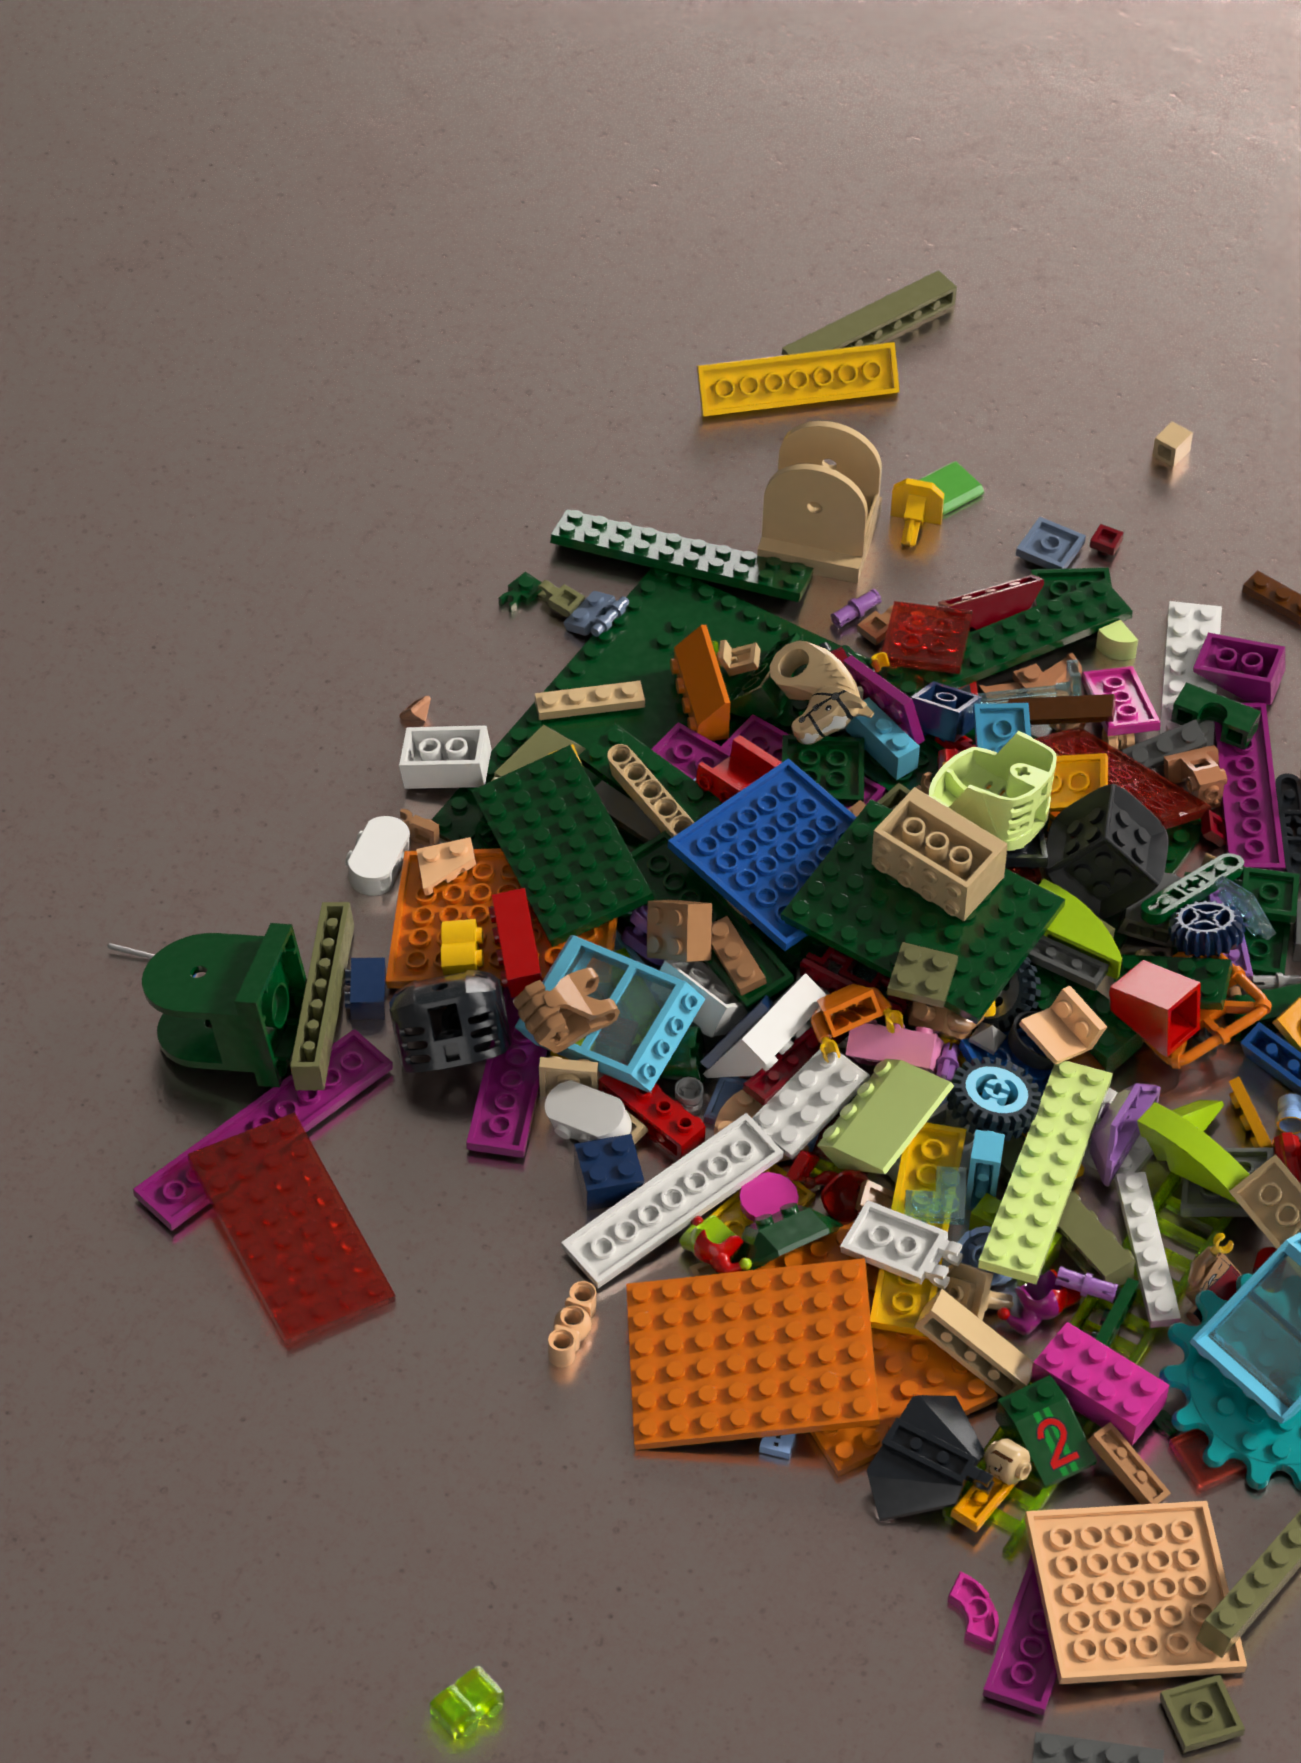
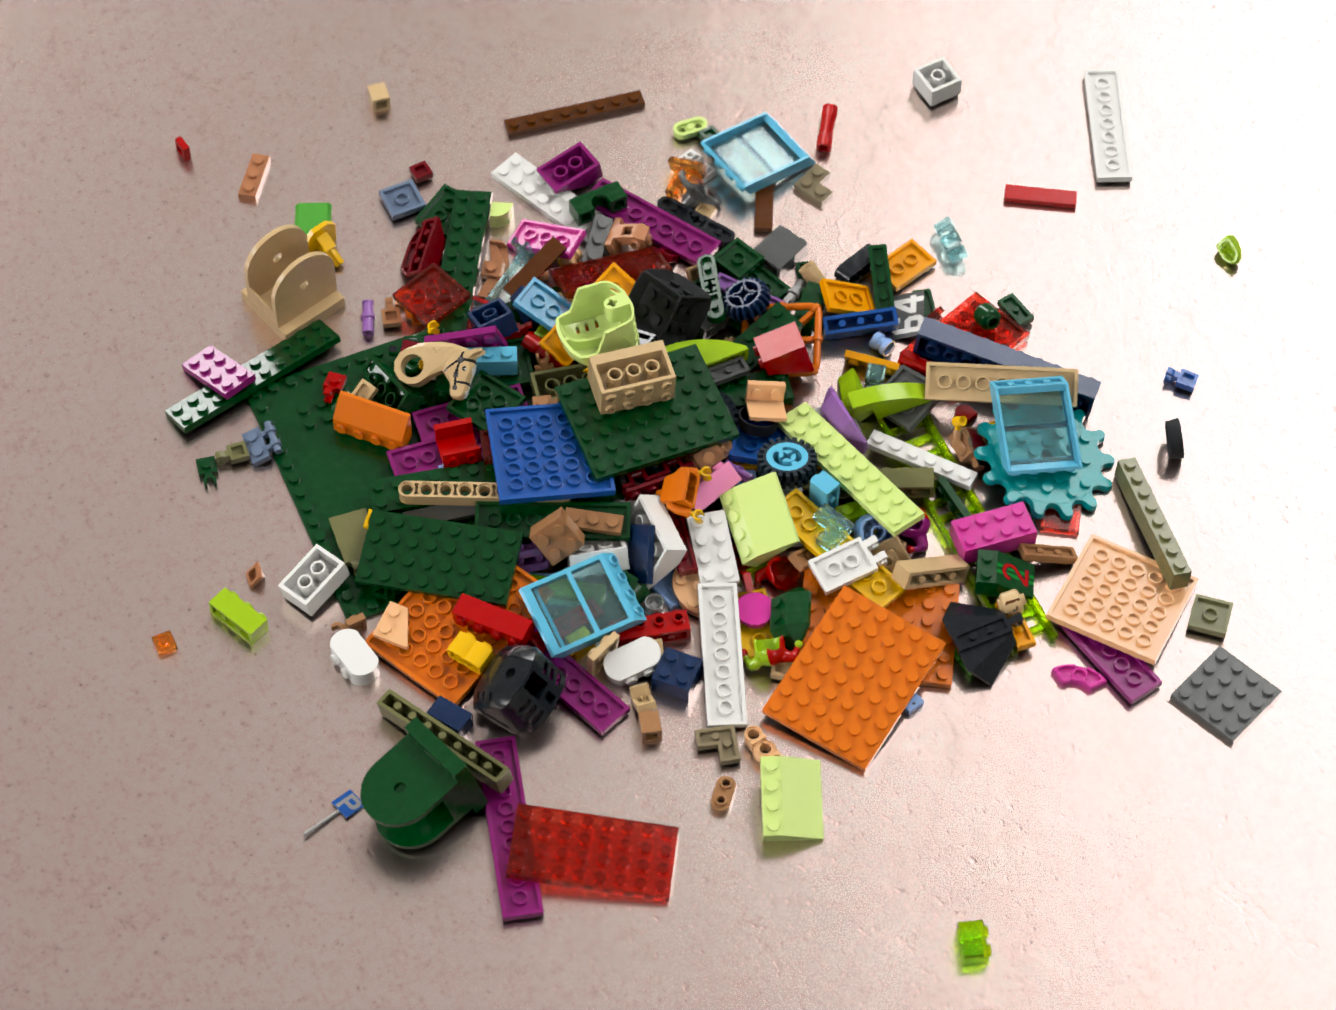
camera: 55 degrees left, 5 degrees up
(263, 684) = (164, 643): none -> clear orange plate
(349, 724) = (239, 615): none -> lime brick
(481, 1317) = (723, 793): none -> medium nougat plate
(514, 1186) = (650, 726): none -> medium nougat brick
(518, 1382) = (791, 799): none -> yellowish green slope
(548, 1157) = (642, 698): none -> tan bracket
(555, 1271) = (723, 739): none -> dark tan plate
(566, 1012) = (572, 622): medium nougat piece -> none
(589, 700) = (327, 485): tan plate -> none
(654, 521) = (218, 372): none -> plate
(732, 628) = (333, 384): none -> red plate
(798, 379) = (170, 236): yellow plate -> none
(883, 317) = (155, 178): olive brick -> none
(922, 974) = (695, 439): olive plate -> none
(930, 324) = (182, 148): none -> red tile
(956, 405) = (254, 177): none -> nougat plate
(987, 1037) = (739, 443): light grey slope -> none
(1086, 1284) = (931, 498): medium lavender pin -> none
(1231, 1130) = (874, 375): none -> clear light blue brick
(1247, 904) = (739, 271): clear light blue plate -> none

